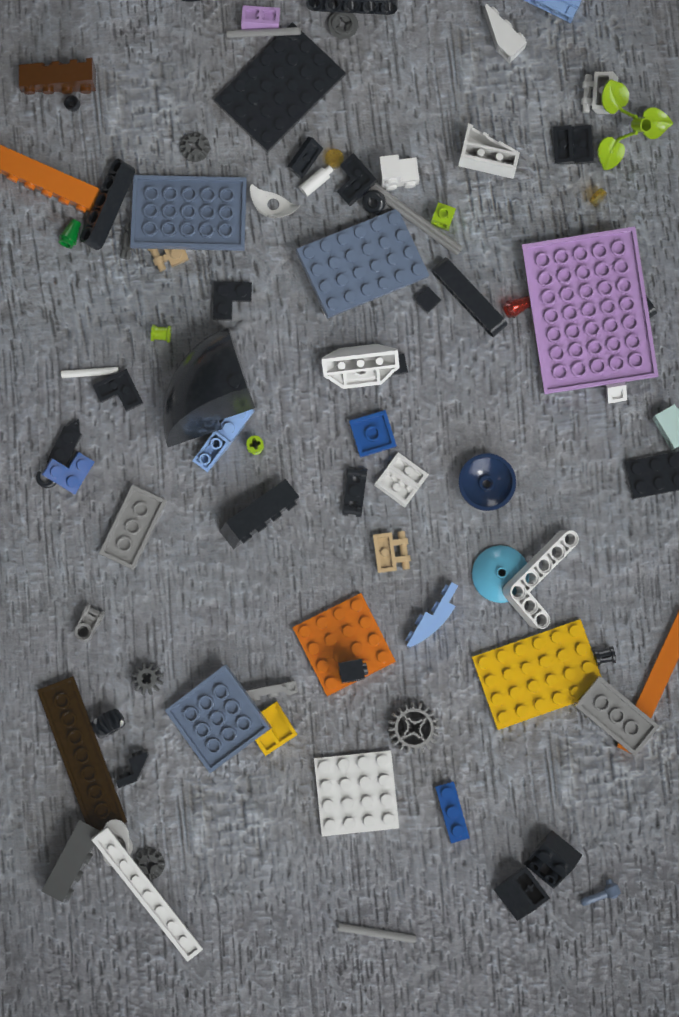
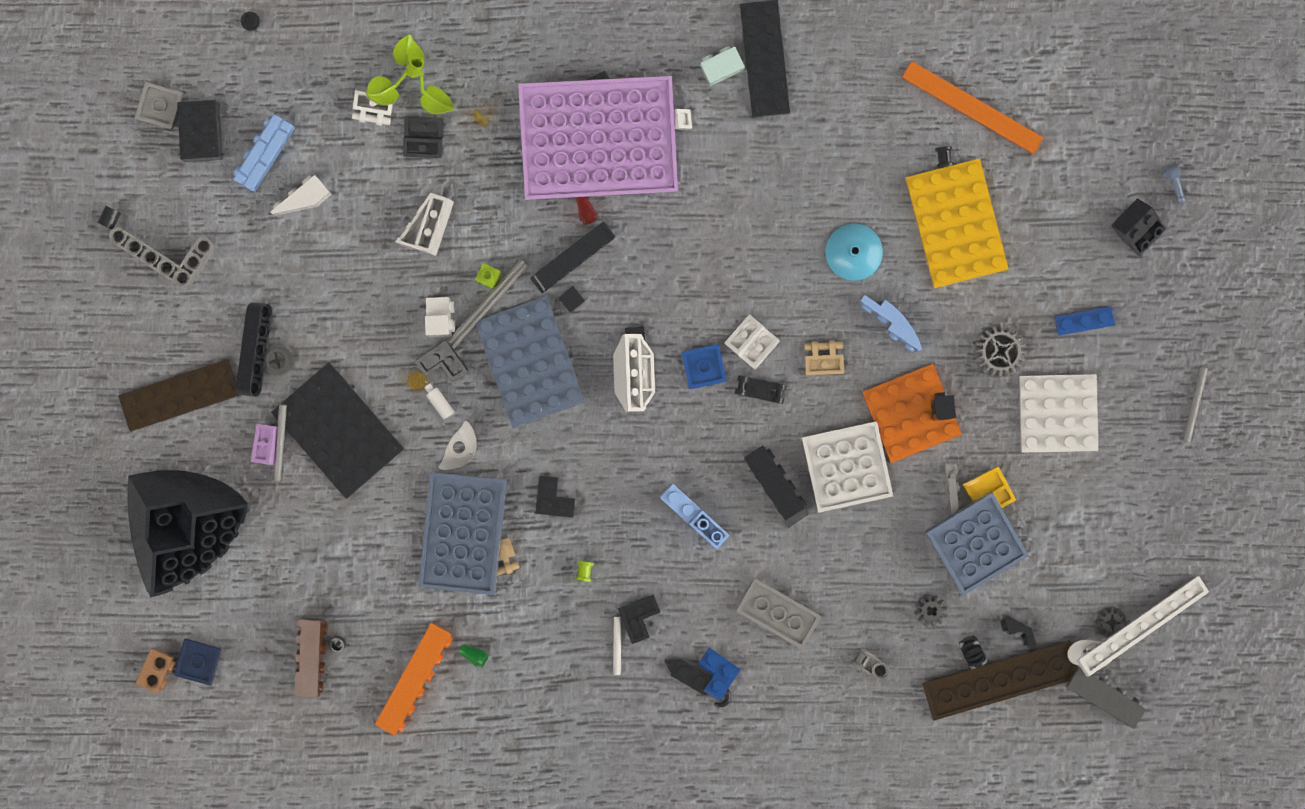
camera: 80 degrees left, 5 degrees up
(107, 204) = (447, 615): black beam -> none
(125, 253) = (488, 599): dark grey axle -> none
(198, 154) = (402, 521): dark grey gear -> none
(205, 390) = (648, 529): black brick -> none
(251, 449) = (701, 481): lime bush -> none
(284, 583) = (847, 467): none -> white plate
(305, 157) = (414, 410): black plate -> none
(380, 199) = (462, 338): black piece -> none
(491, 469) = (768, 243): dark blue dish -> none
(521, 893) = (1169, 260): black slope -> none
(536, 575) = (860, 214): white beam -> none
(617, 716) = (1005, 151): light grey plate -> none

